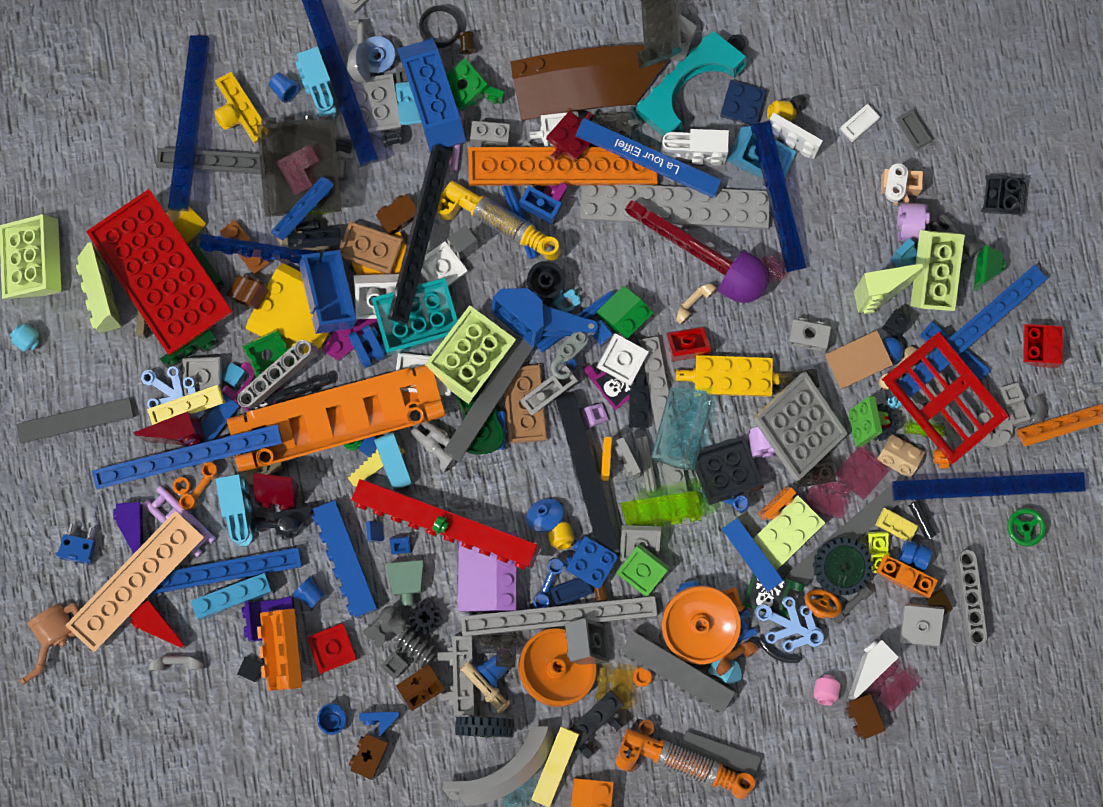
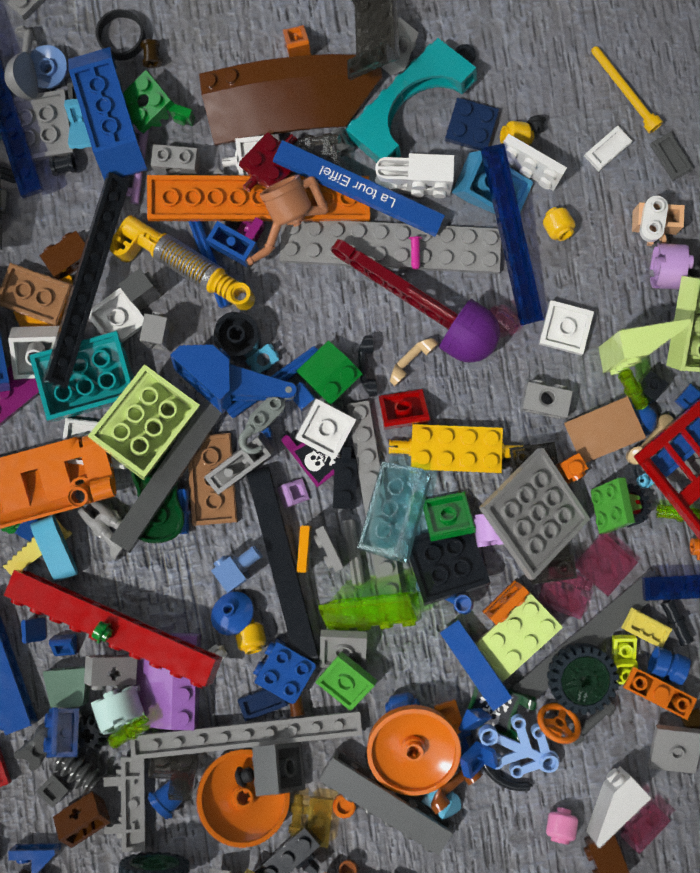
camera: 10 degrees right, 5 degrees up
(377, 349) = (30, 398): blue brick -> none
(405, 611) = (62, 732): none -> blue bracket
(433, 562) = (99, 665): none -> light grey brick
(450, 594) = (117, 709): none -> light aqua brick
(461, 611) = (128, 732): none -> clear neon green pin
(478, 278) = (157, 331): none -> light grey brick
(491, 694) = (166, 829): tan pin -> none
(541, 598) = (228, 709): blue bar -> none
(545, 476) = (233, 570): none -> medium blue brick
(558, 649) = (244, 776): none -> black piece
(589, 172) = (289, 205): none -> nougat piece
(592, 33) = (296, 41): none -> orange slope
(658, 323) = (368, 384): none -> black bar
(696, 211) = (415, 252): none -> dark pink piece
(727, 432) = (448, 516): none -> green plate
(751, 601) = (473, 719): none -> blue slope
(754, 631) = (476, 758): none -> blue bracket
(818, 187) = (559, 223): none -> yellow head
(825, 274) = (566, 327): none -> white plate
(832, 391) = (572, 468): none -> orange brick
(881, 324) = (633, 389): none -> clear neon green pin
(896, 100) = (651, 121): none -> yellow piece
(900, 456) = (653, 545): tan bracket -> none
(905, 254) = (662, 307): dark azure arch -> none

